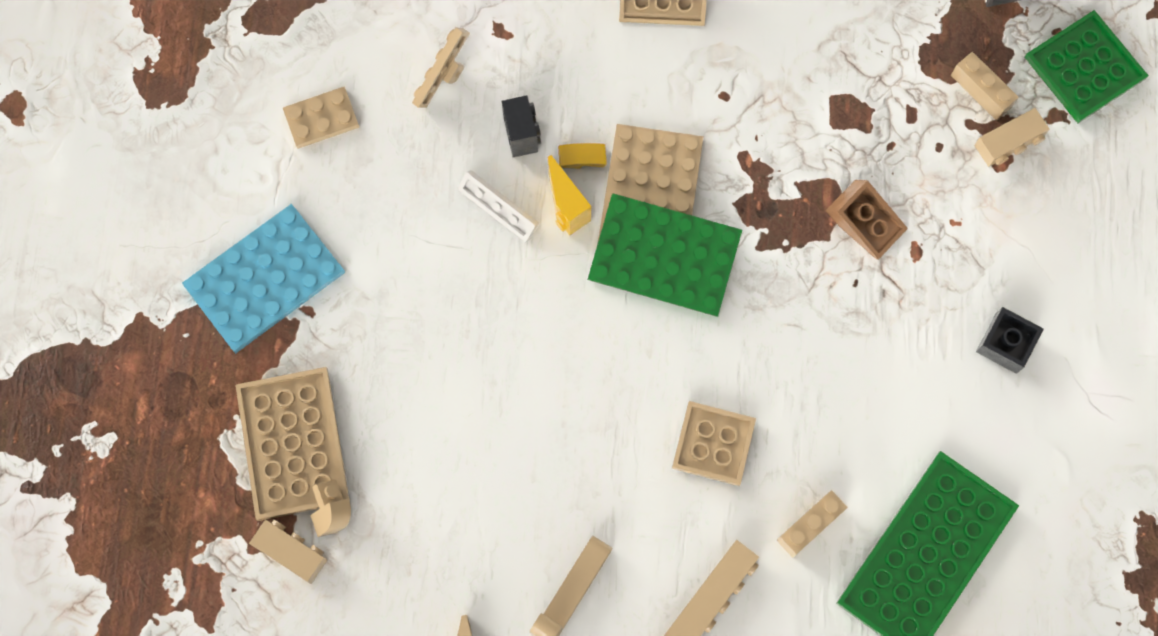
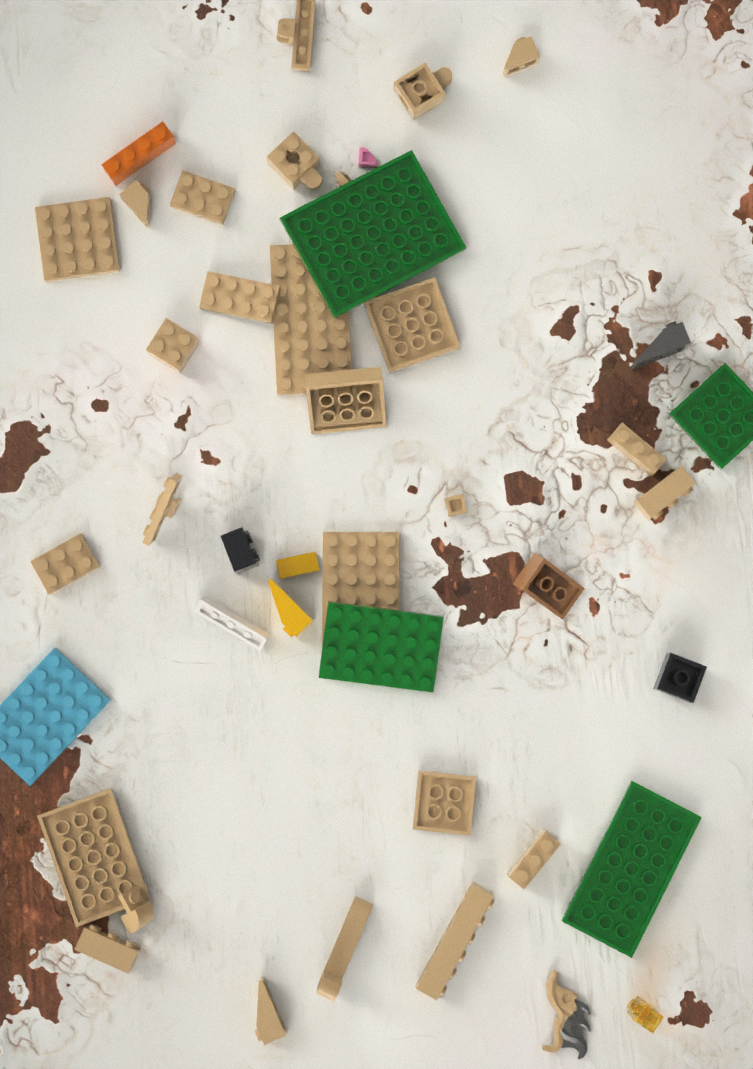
camera: 10 degrees left, 10 degrees up
(771, 117) = (455, 505): none -> tan plate

